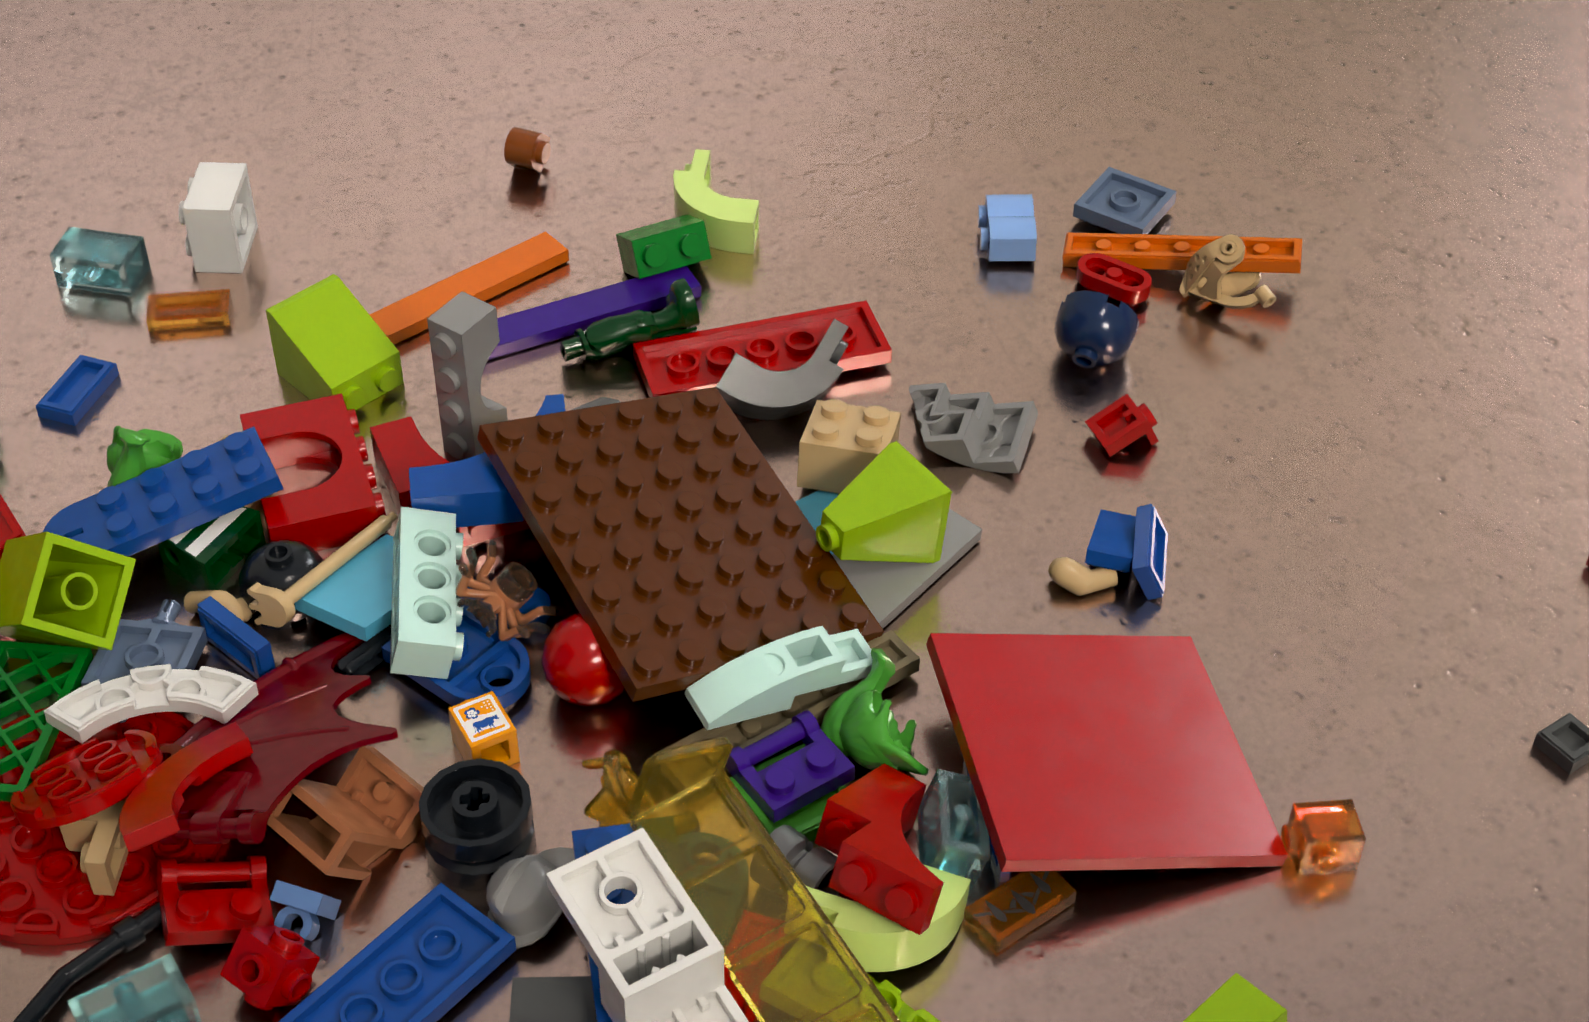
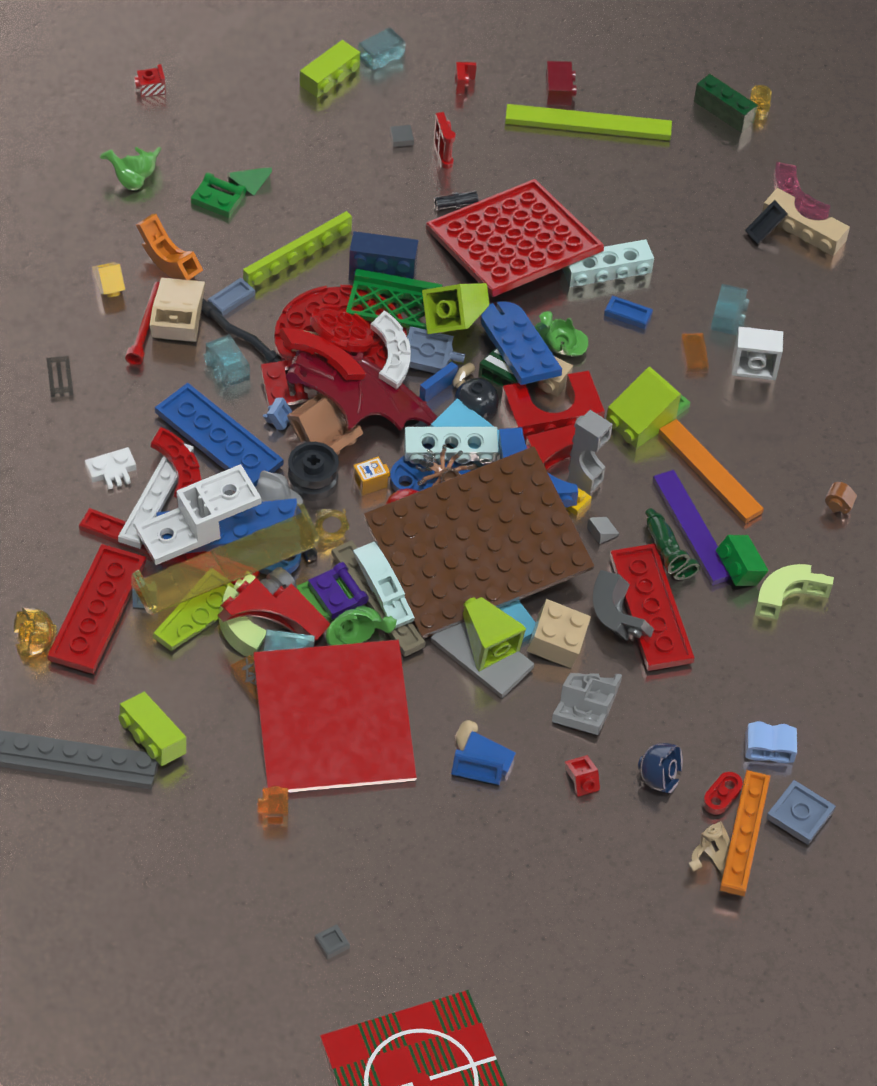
camera: 90 degrees right, 10 degrees up
(270, 966) = (243, 401): red brick -> none
(278, 605) = (445, 389): tan piece -> none

